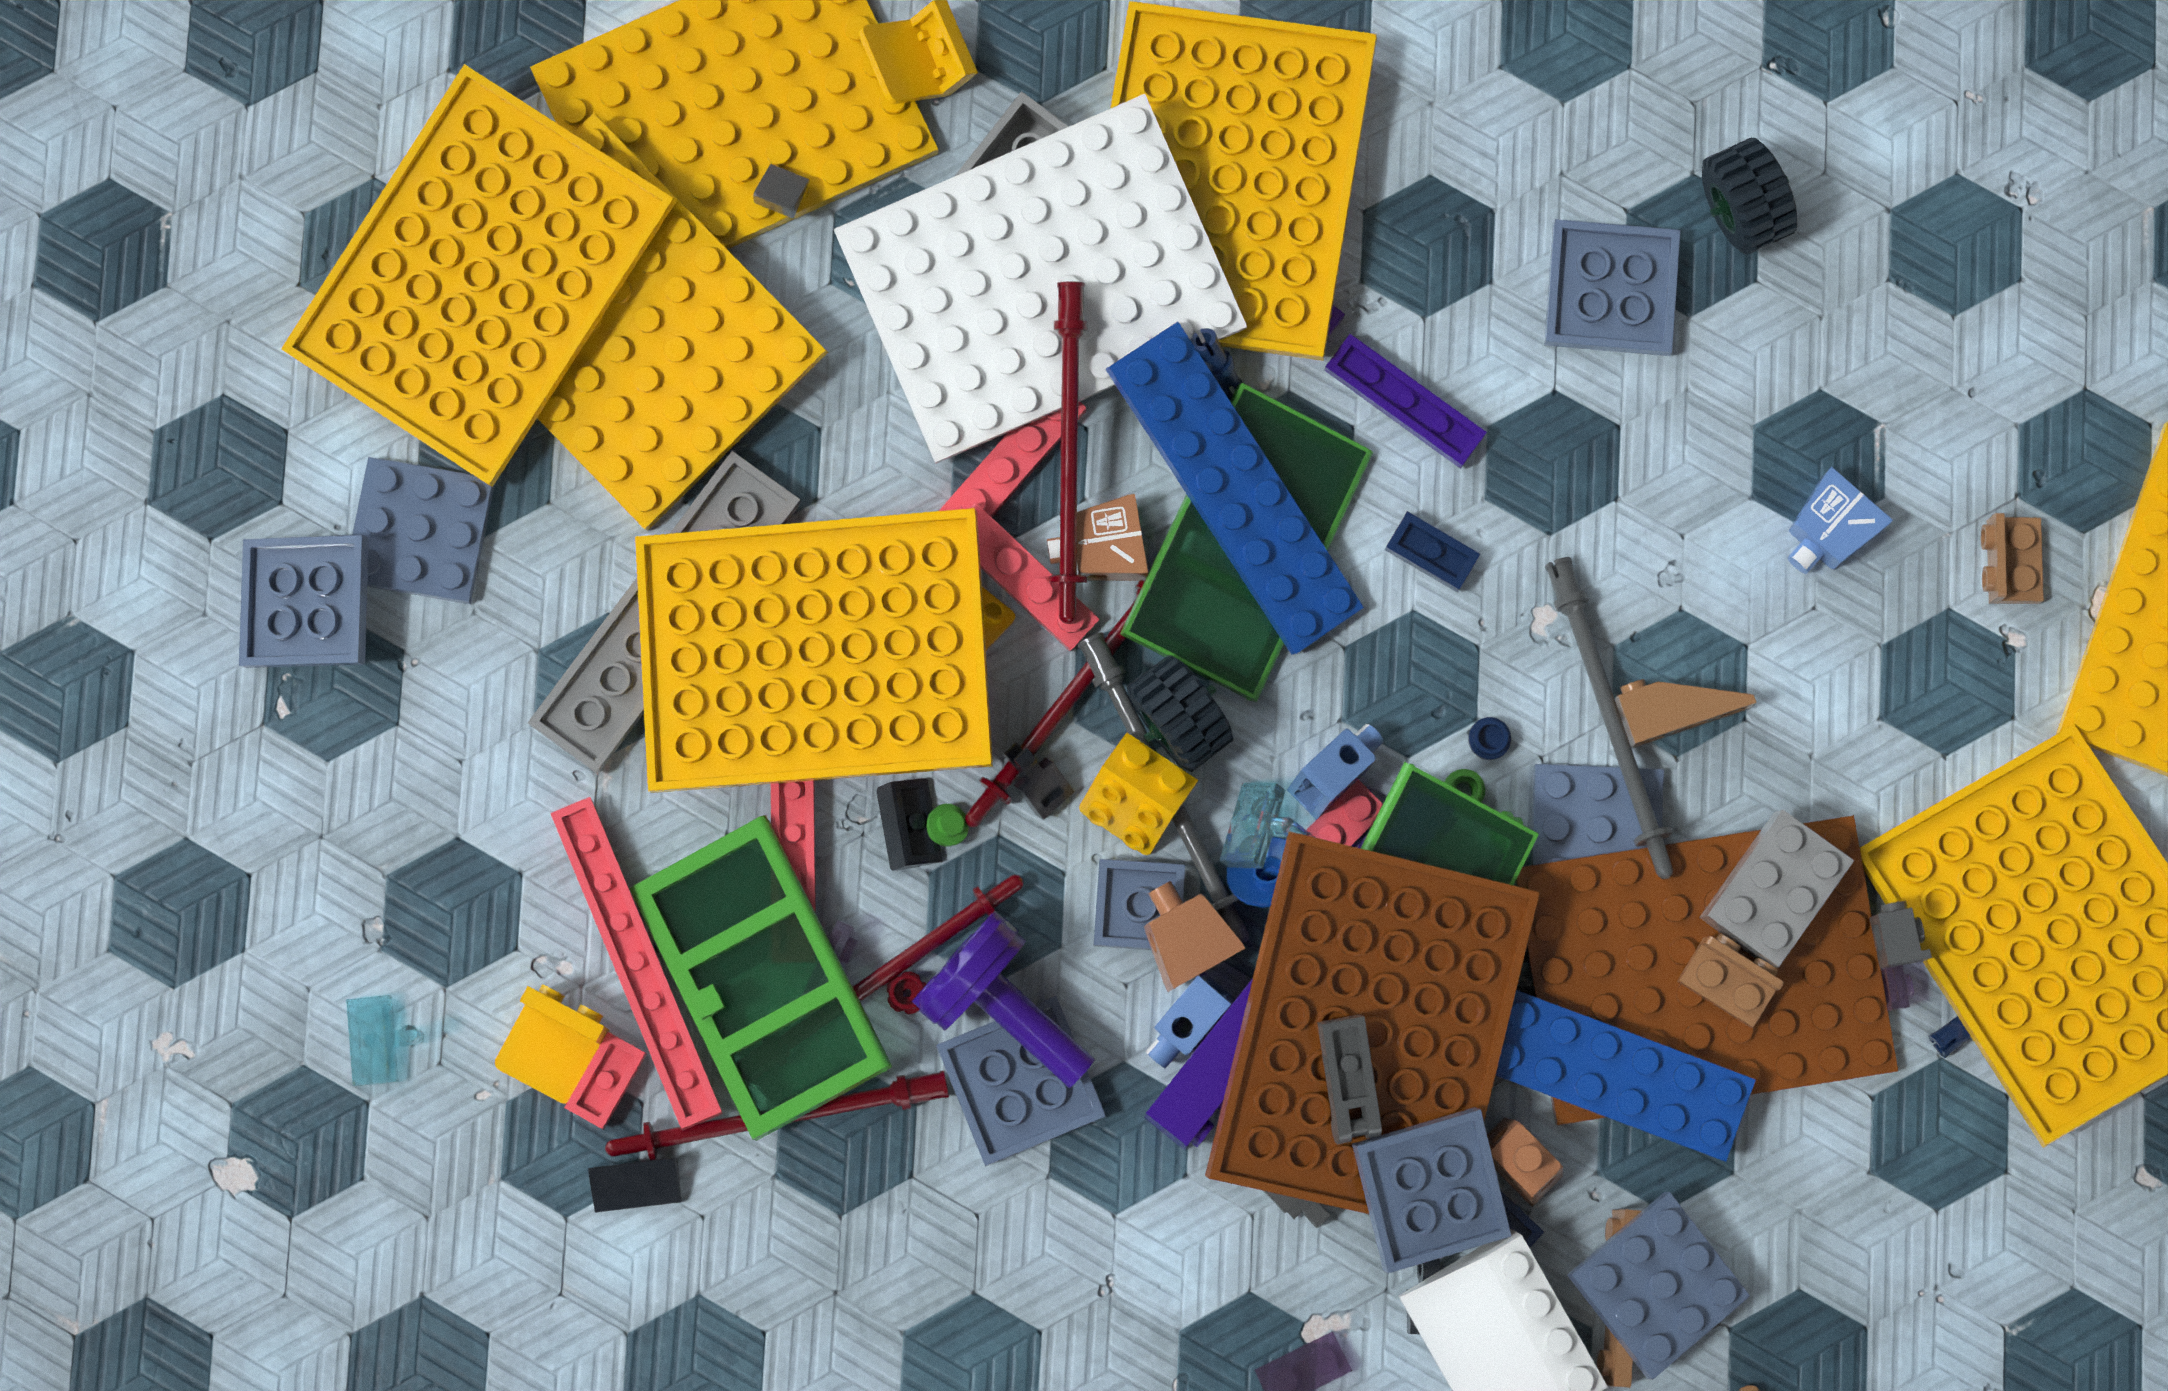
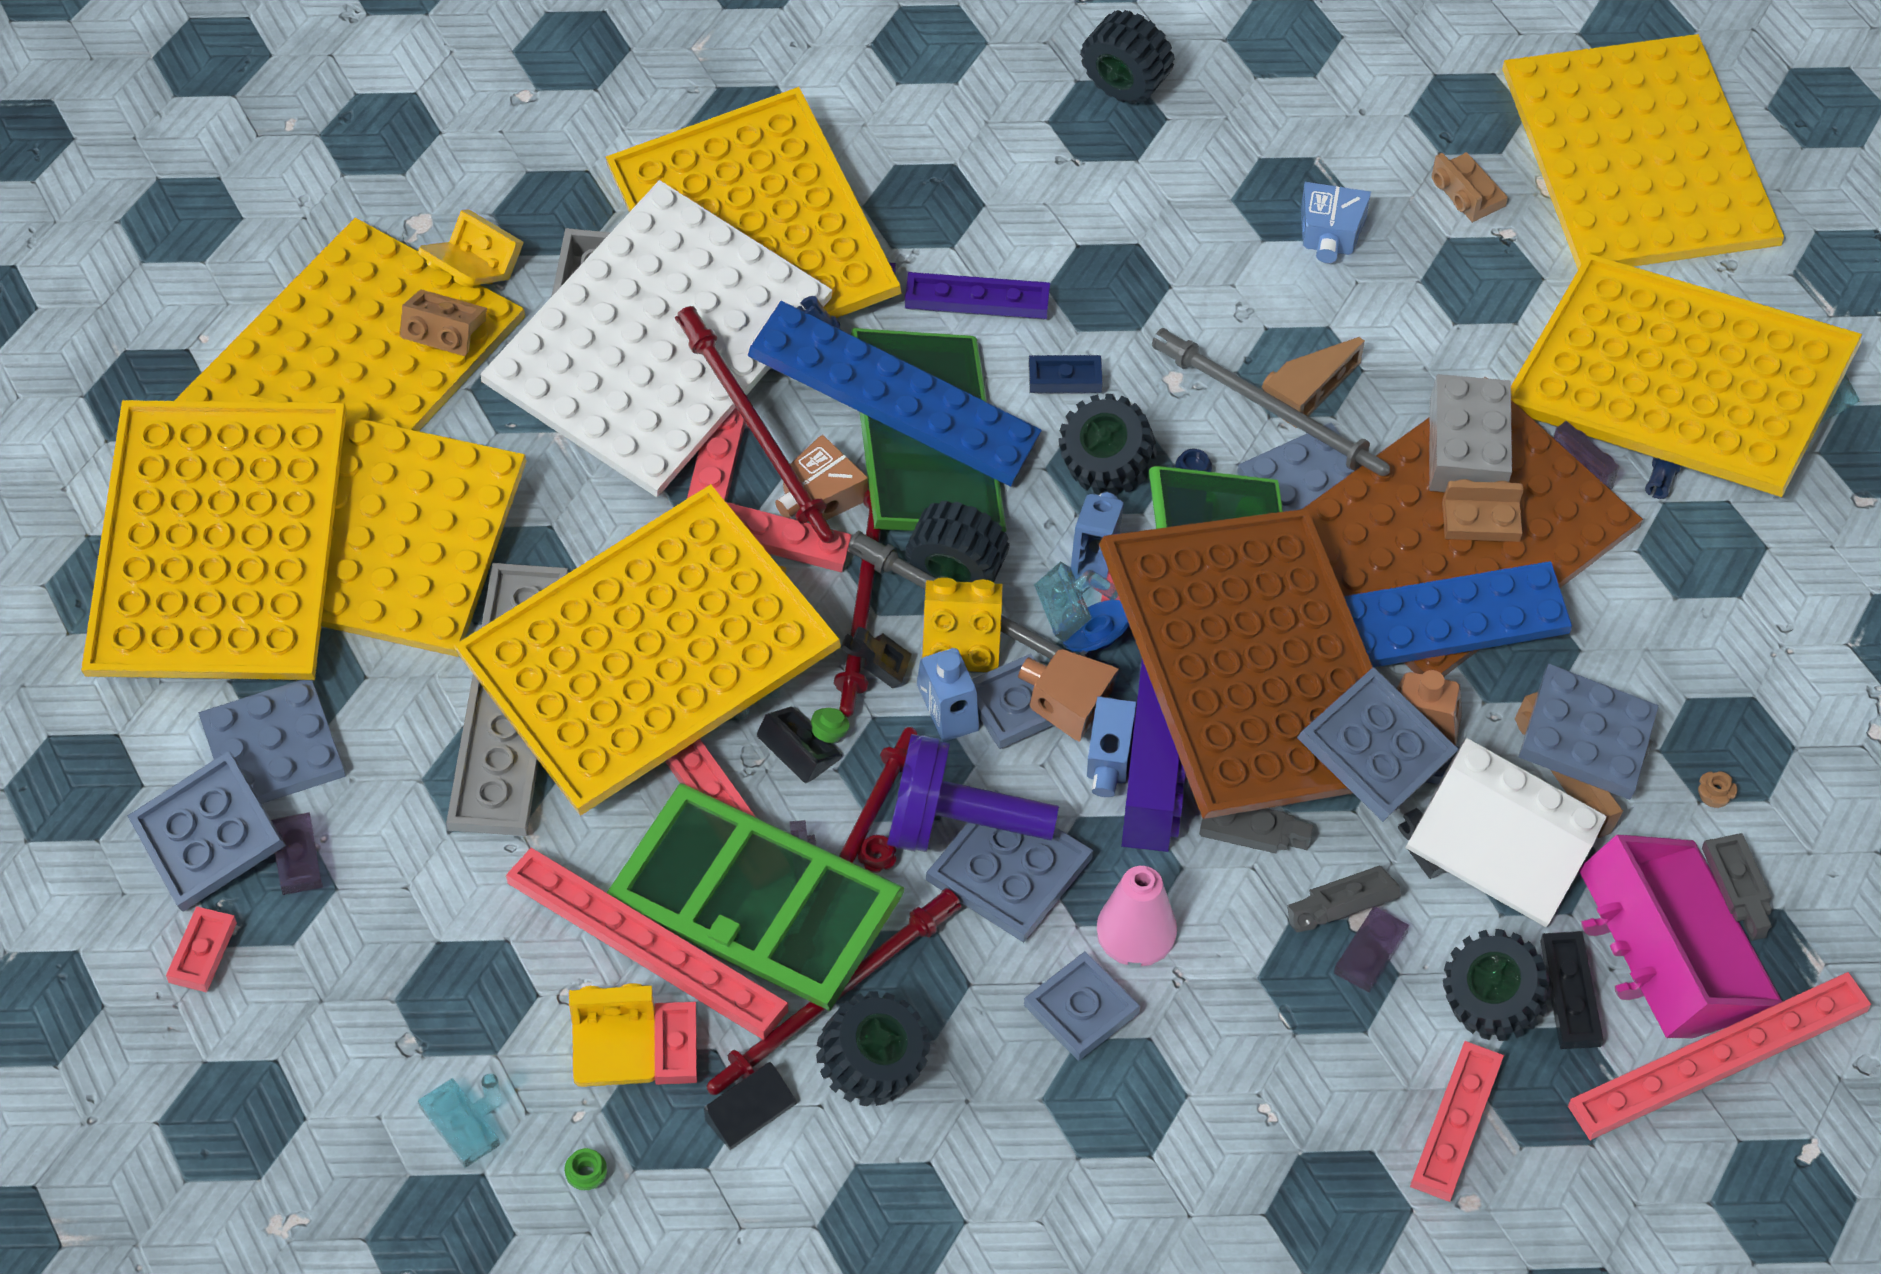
camera: 30 degrees left, 25 degrees down
(238, 723) = (201, 949): none -> coral plate
(373, 683) = (297, 860): none -> clear purple plate
(442, 1153) = (585, 1158): none -> bright green plate
(769, 1205) = (872, 1048): none -> black wheel
(780, 190) = (422, 382): dark grey slope -> none
(839, 128) = (440, 321): none -> medium nougat bracket
(994, 1267) = (1081, 1005): none -> sand blue plate
(1075, 865) = (942, 682): none -> medium blue torso
(1090, 1235) = (1137, 919): none -> bright pink cone
(1310, 1307) = (1343, 898): none -> dark grey hinge
(1349, 1078) = (1264, 688): dark grey plate -> none
(1410, 673) = (1107, 444): none -> black wheel
(1612, 287) = (1072, 163): sand blue plate -> none
(1898, 936) = (1577, 420): dark grey brick -> none

